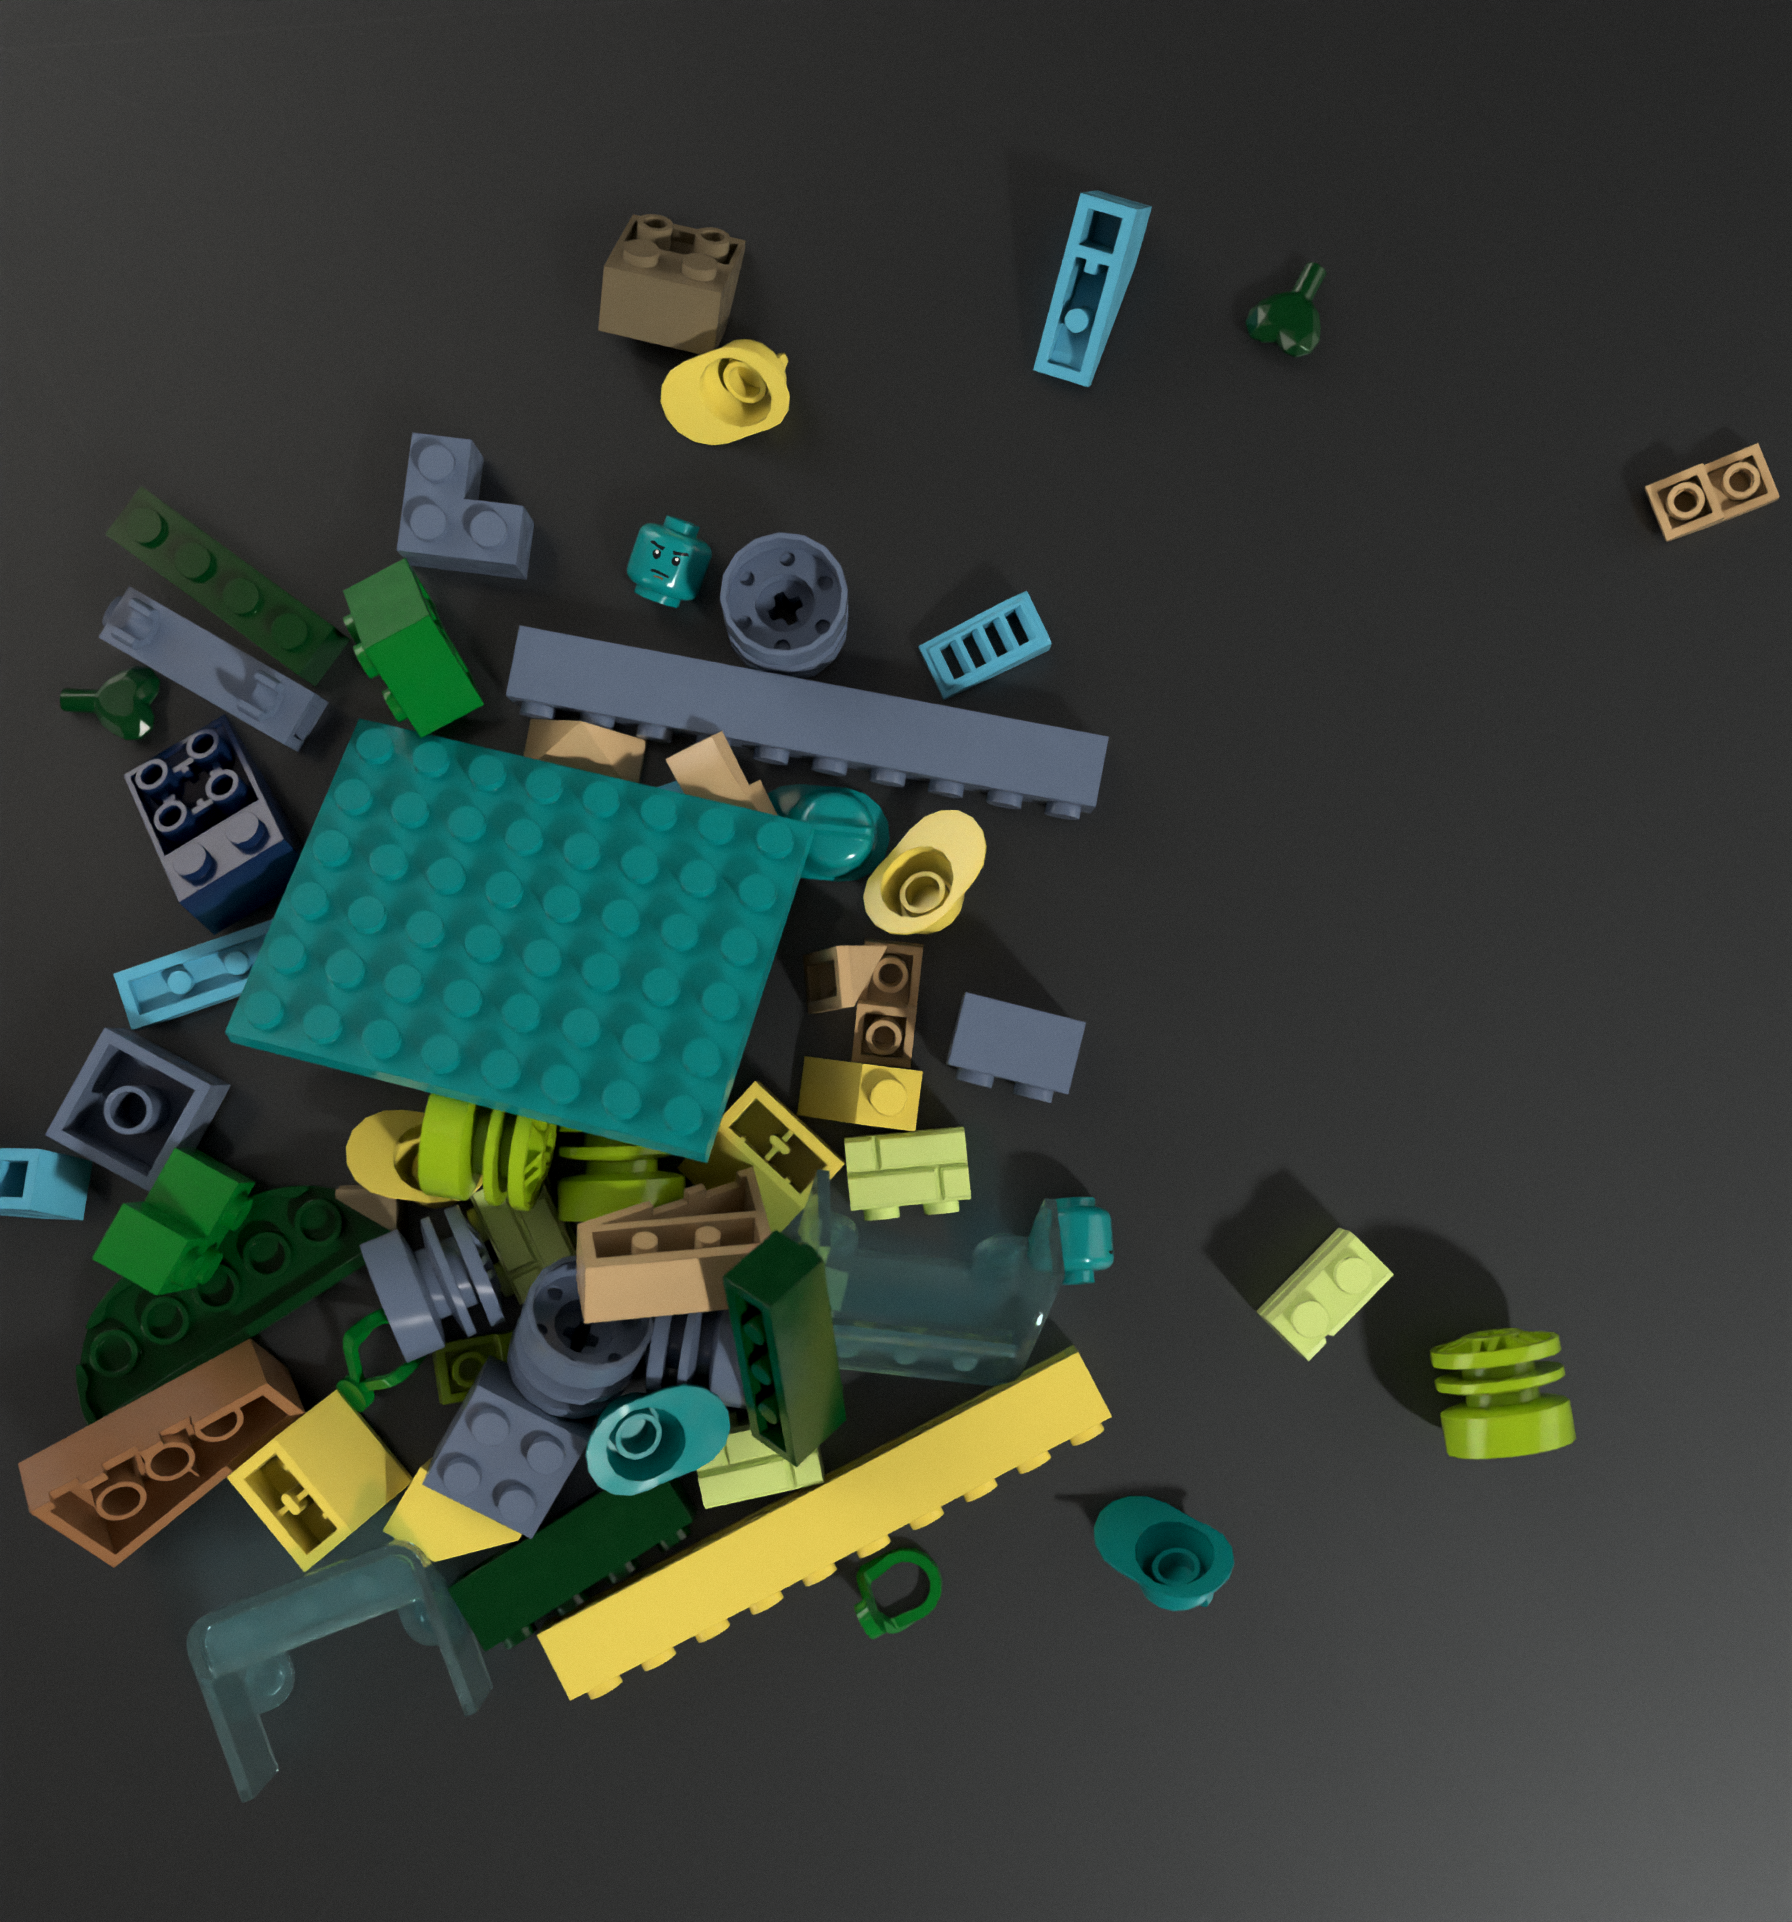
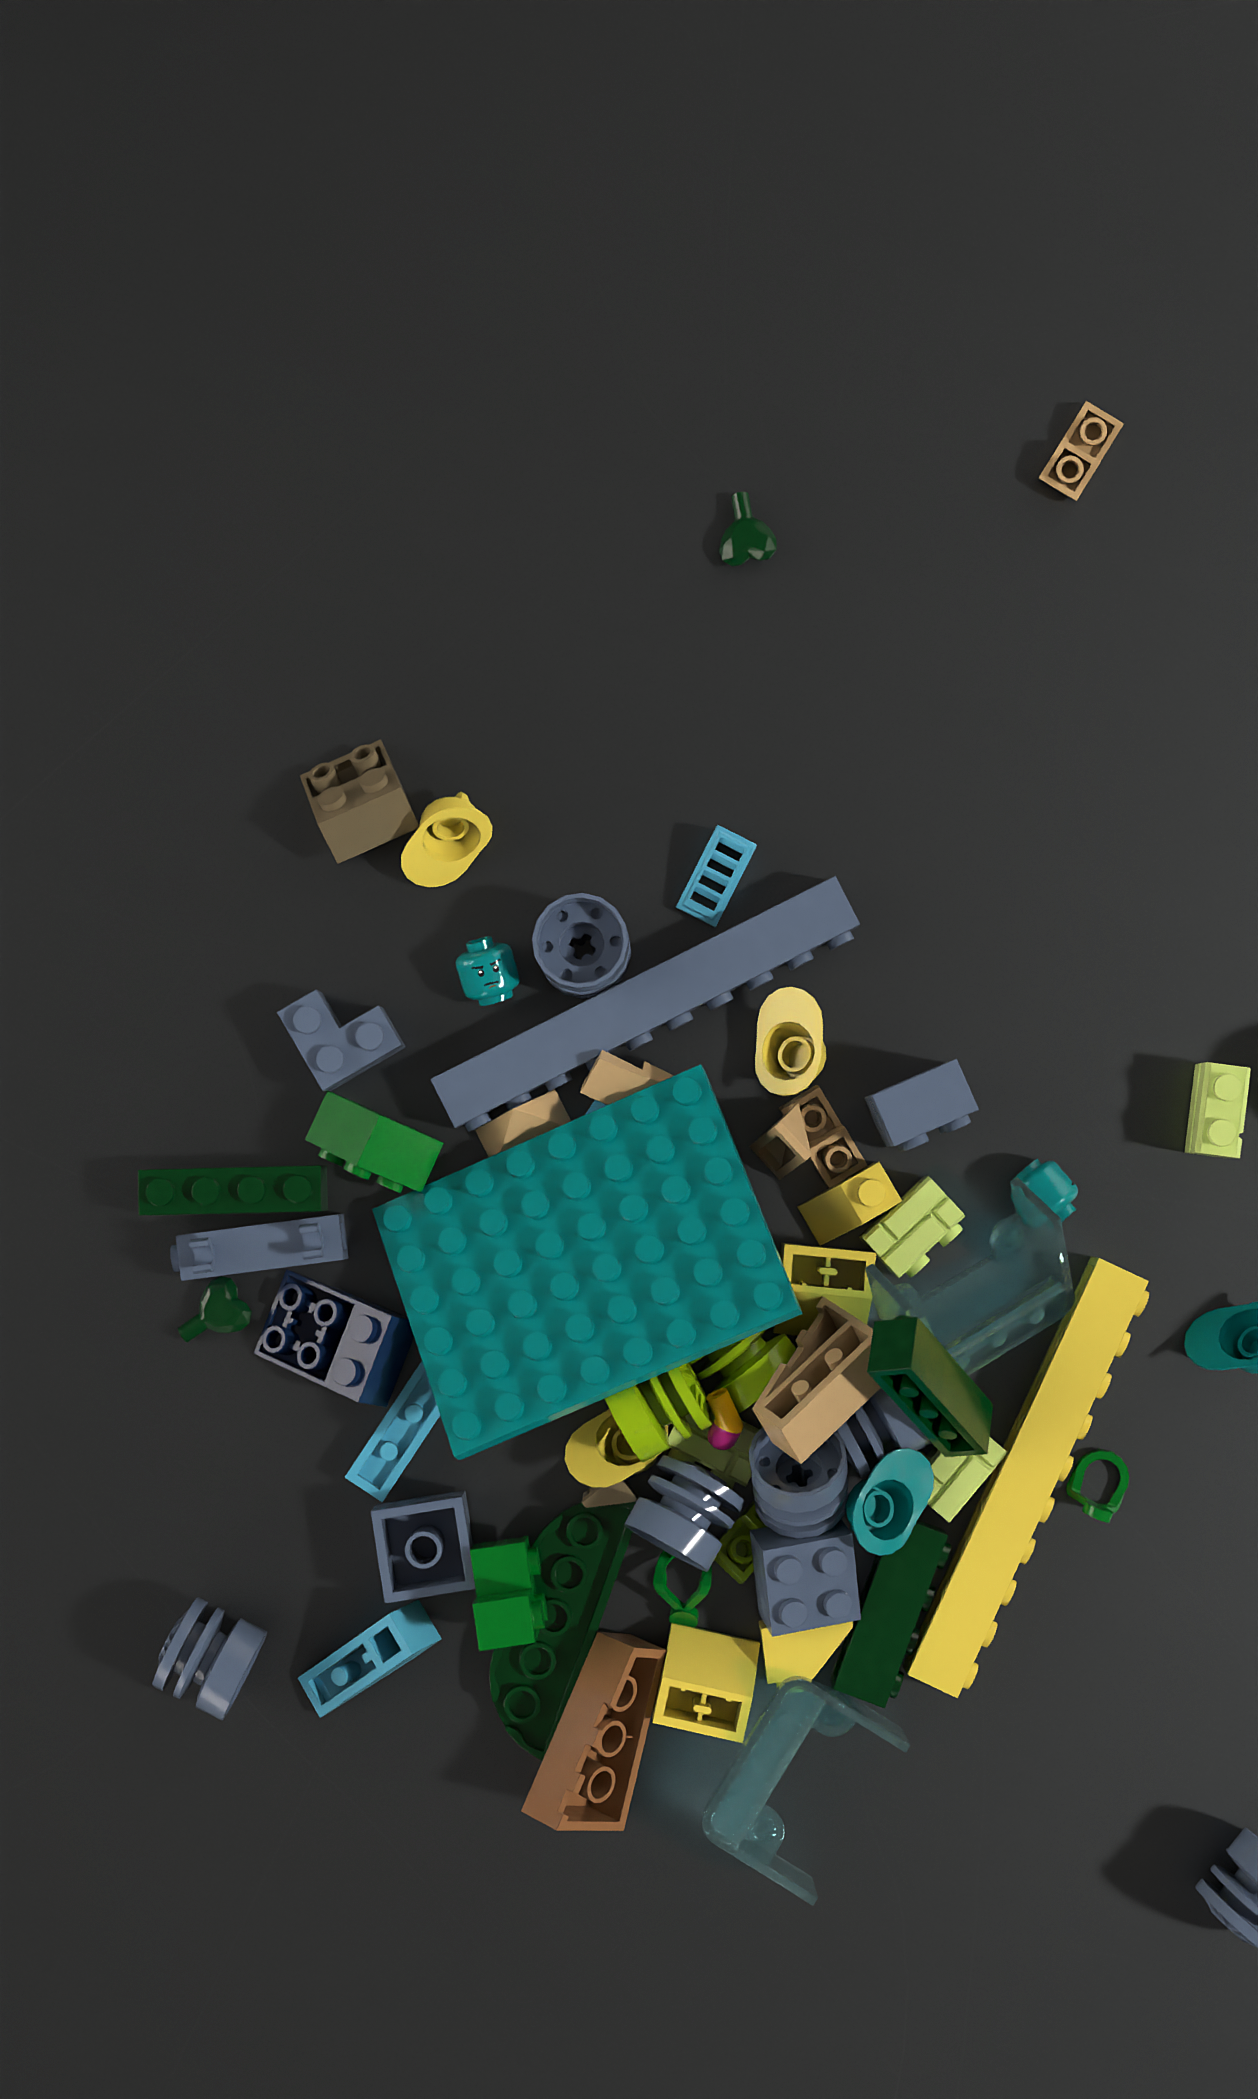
camera: 35 degrees left, 0 degrees up
(548, 1220) = (727, 1422): none -> yellow arm
(847, 826) = (716, 1046): teal piece -> none
(1091, 284) = (613, 609): medium azure slope -> none

